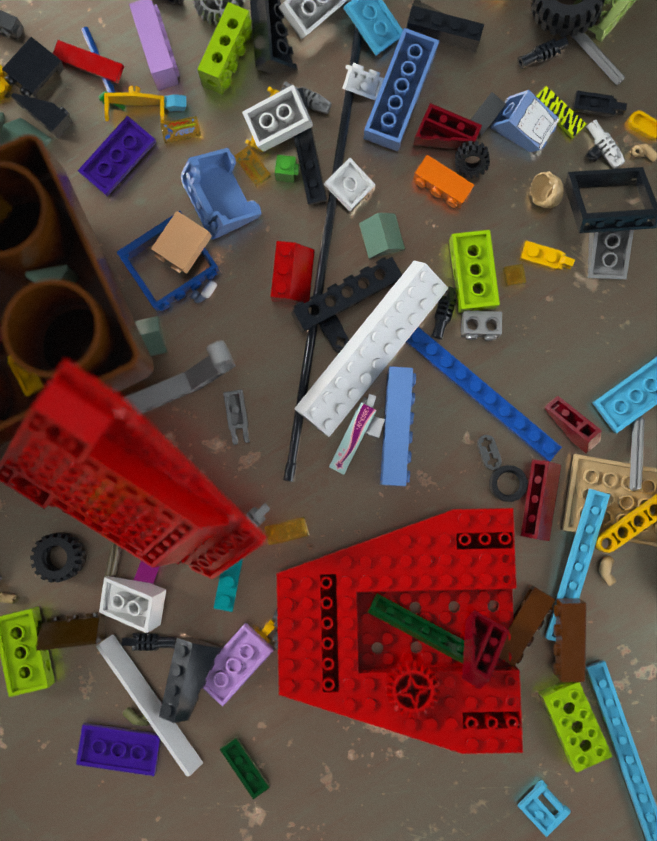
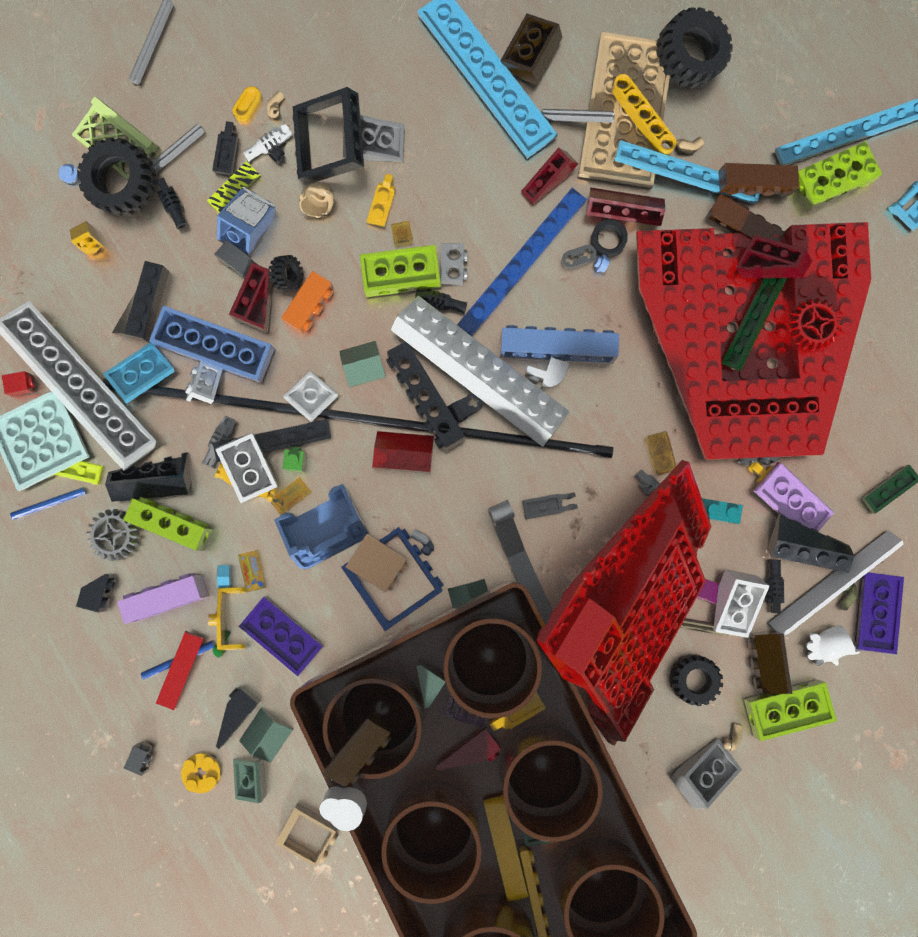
camera: 90 degrees left, 0 degrees up
(31, 68) = (188, 728): black panel -> none
(86, 695) = (830, 645): none -> white piece
(352, 438) = (569, 388): sticker -> none
(482, 475) = (601, 263): none -> light blue plate

